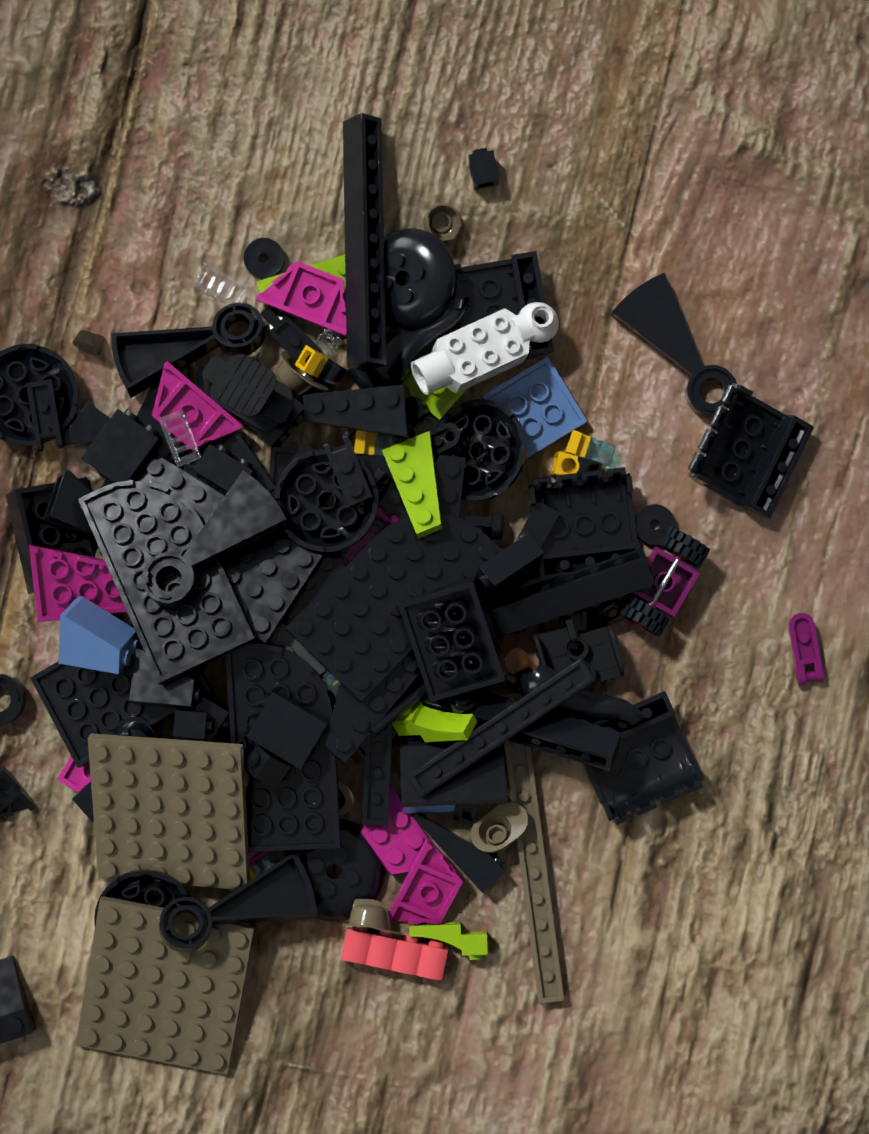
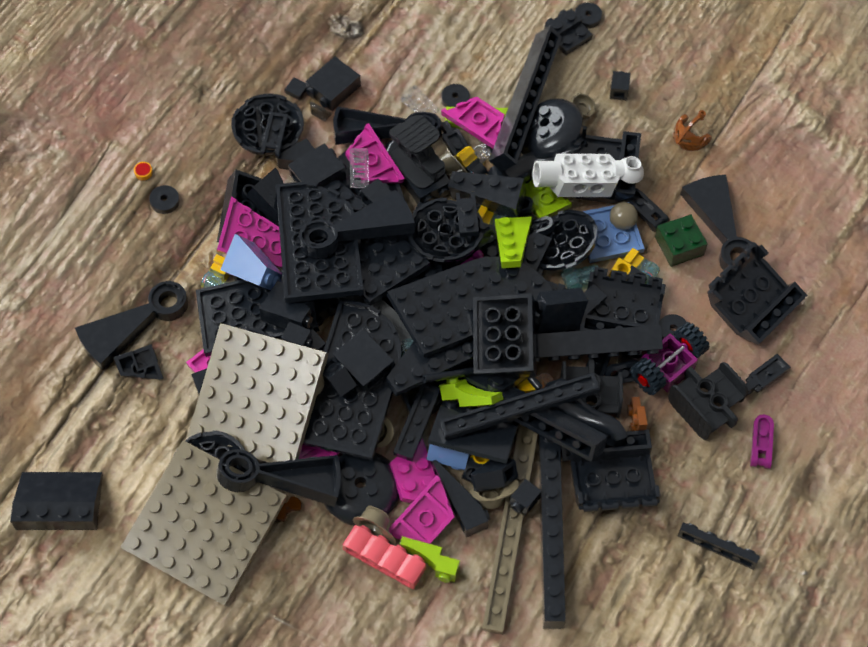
camera: 20 degrees right, 25 degrees down
(42, 316) = (296, 88): none -> black tile
(46, 643) = (215, 275): none -> leg
(90, 295) = (333, 83): none -> black brick
(385, 97) = (570, 27): none -> black plate
(404, 47) = (589, 9): none -> black piece
(494, 816) = (494, 475): none -> black slope
(517, 491) = (577, 277): none -> clear light blue piece
(540, 829) = (525, 497): none -> black brick
(547, 384) = (623, 215): none -> dark tan hair
(573, 357) = (647, 209): none -> black plate
(586, 863) = (551, 535): none -> black brick
(591, 227) = (684, 133): none -> dark orange helmet
(631, 393) = (681, 240): none -> dark green brick
(648, 680) = (637, 414): none -> dark orange plate
(717, 632) = (697, 406): none -> black piece
(788, 554) = (766, 374): none -> black hinge
(798, 806) = (719, 546): none -> black plate

